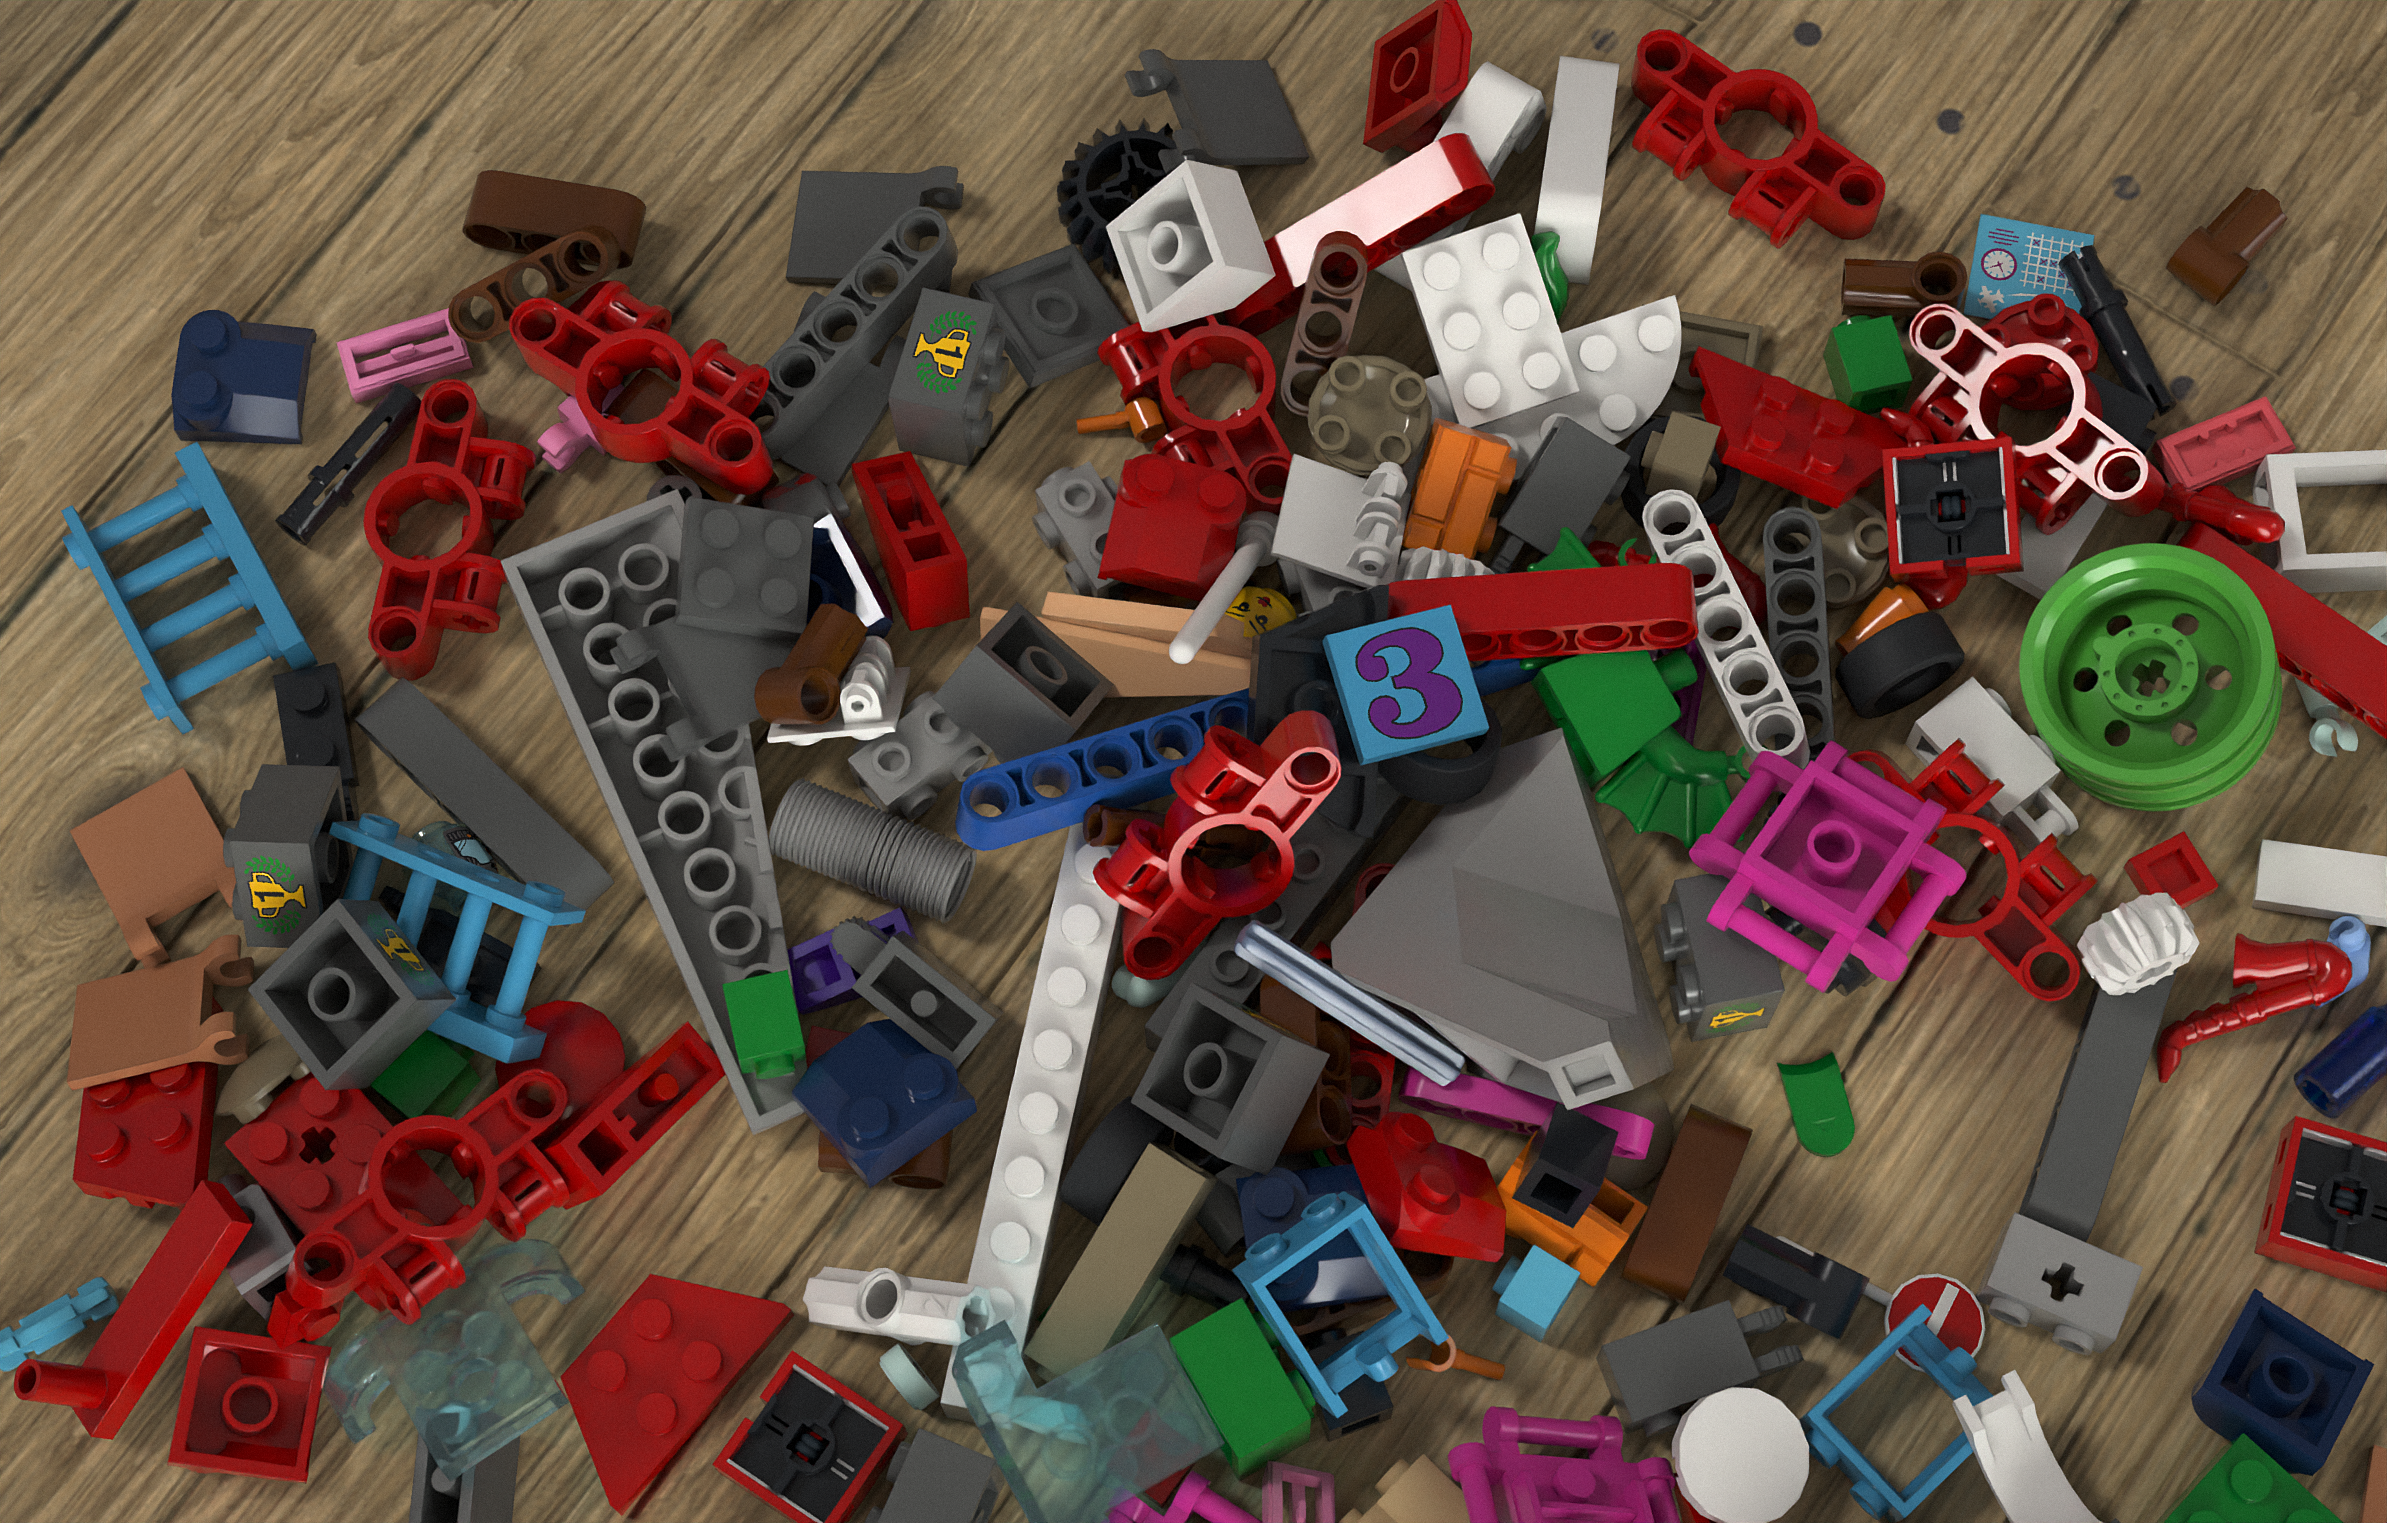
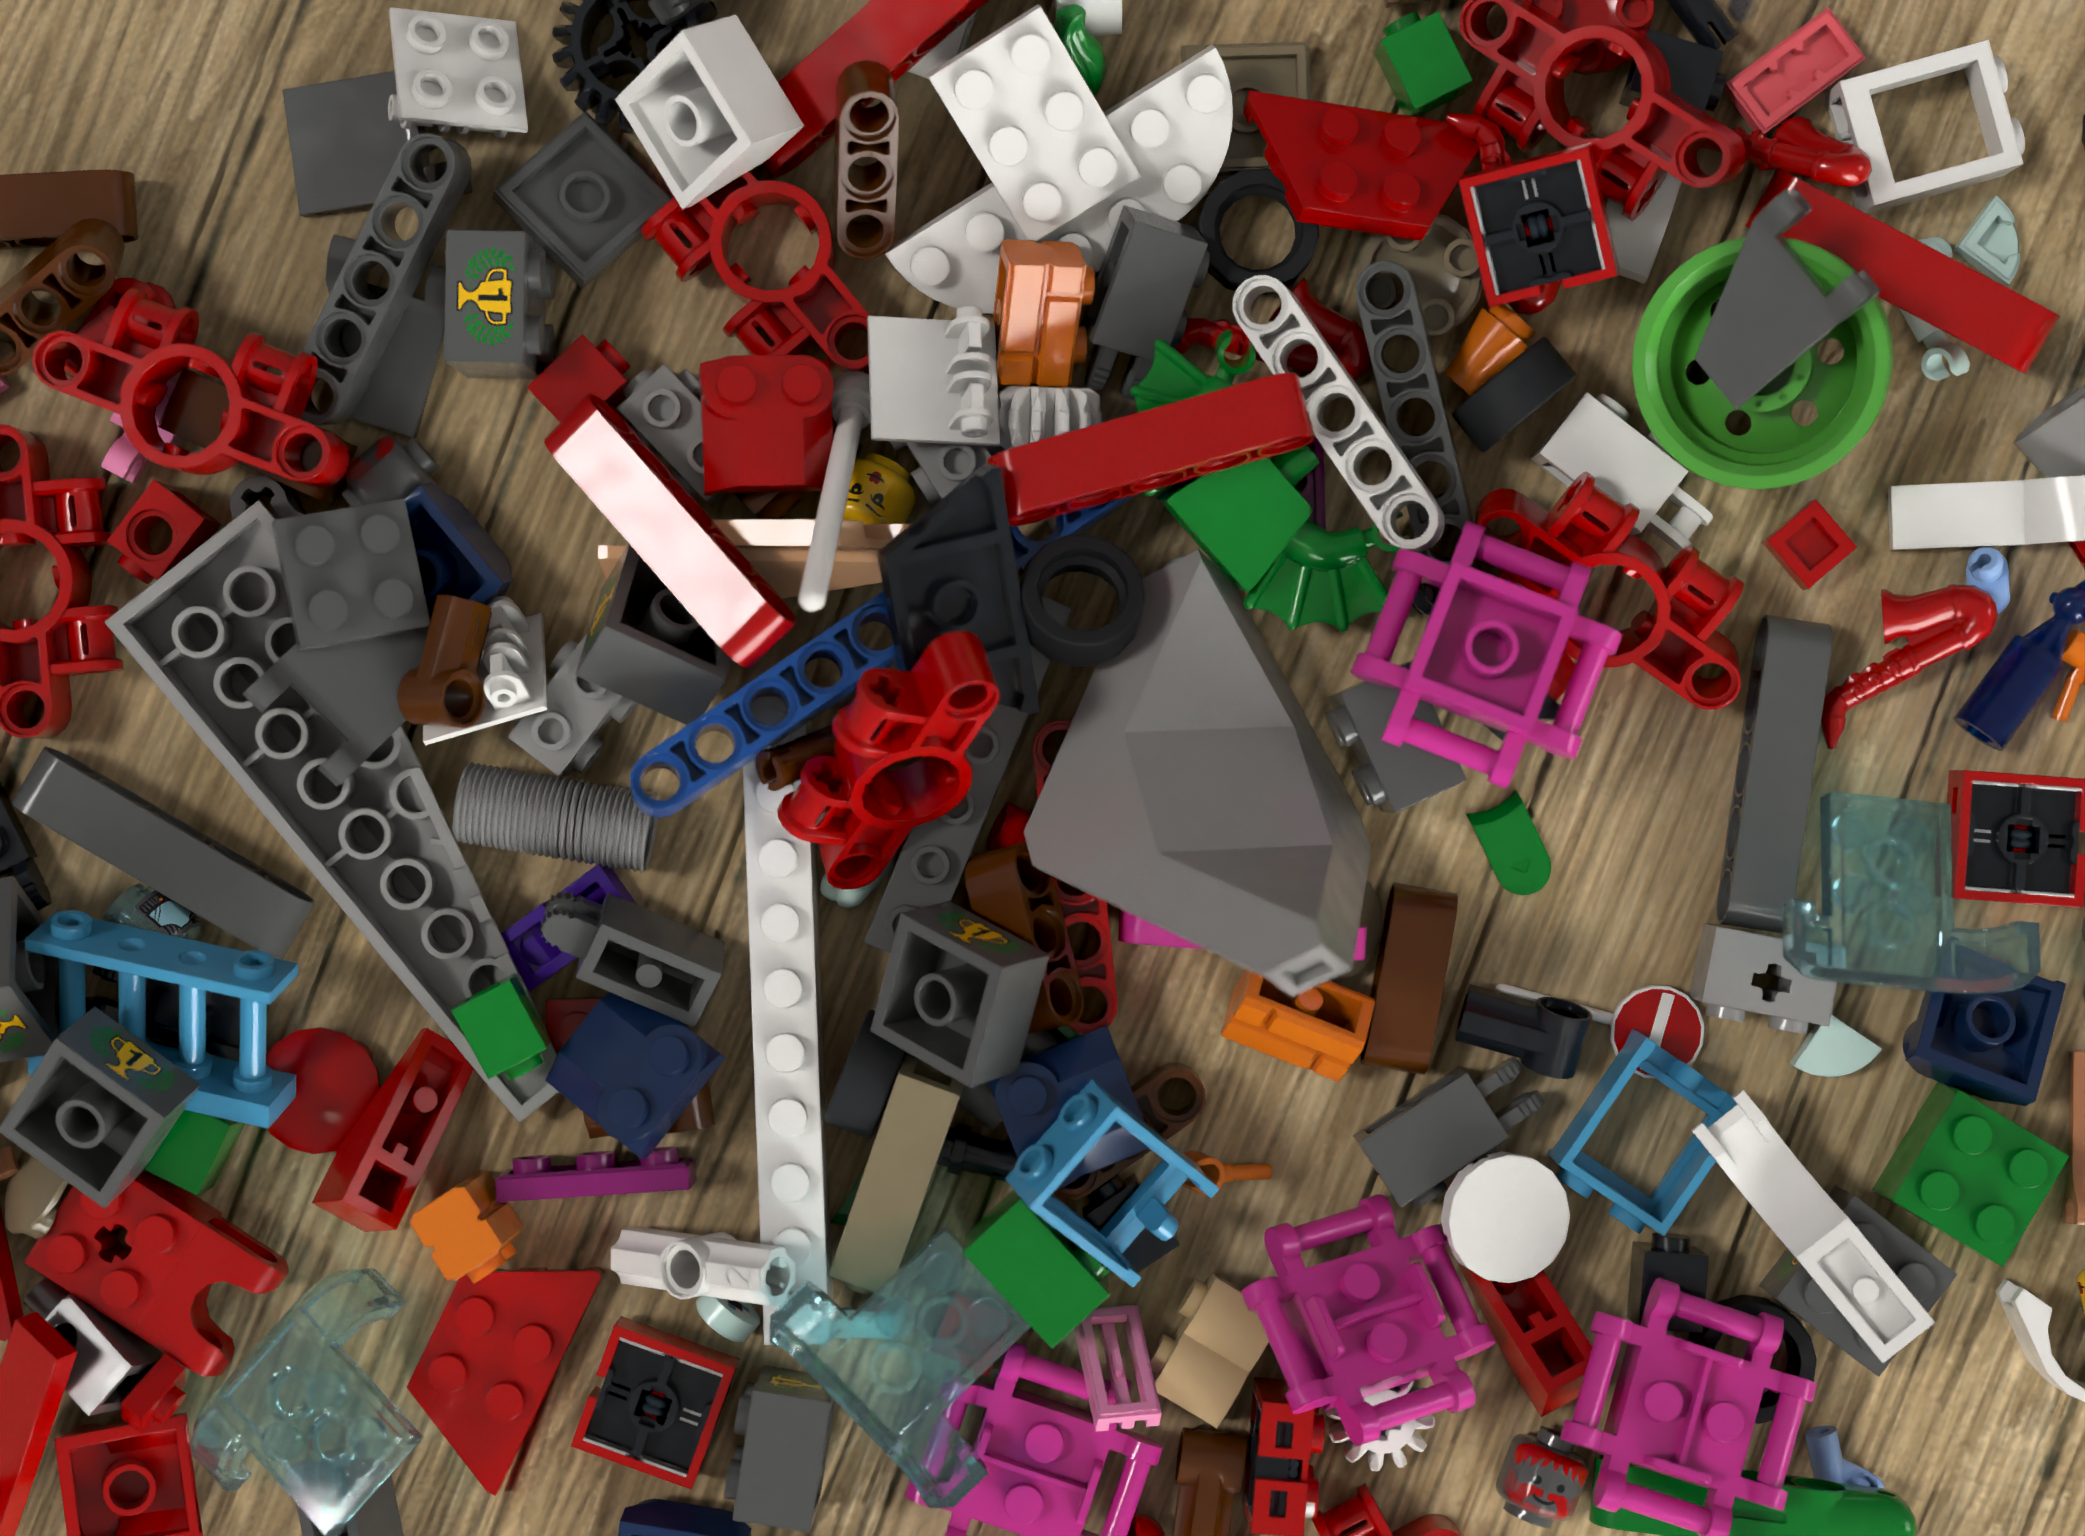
camera: 10 degrees left, 20 degrees up
(379, 1244) = (273, 1206): red piece -> none
(573, 490) = (158, 503): none -> red brick
(673, 1215) = (468, 1228): none -> orange brick
(813, 1207) = (595, 1175): none -> magenta tile
(913, 541) = (507, 480): red slope -> none
(966, 181) = (456, 73): none -> white hinge
(1005, 471) = (579, 372): none -> red brick
(1058, 595) = (670, 531): none -> beam
(1139, 414) = (703, 288): orange hand -> none
(1349, 1003) = (1026, 885): axle -> none
(1369, 413) = (934, 254): dark tan dish -> none
(1405, 684) = (1039, 569): dark azure tile -> none
(1428, 1191) = (1169, 1045): red slope -> none
(1534, 1291) = (1284, 1097): medium azure plate -> none
(1565, 1165) = (1290, 1022): black brick -> none
(1680, 455) = (1256, 229): dark tan plate -> none
(2118, 1382) = (1834, 1050): none -> light aqua tile
(2138, 943) = (1794, 648): white gear -> none
(2168, 607) = (1773, 306): none -> dark grey flag
(2202, 1235) = (1893, 907): none -> clear light blue piece

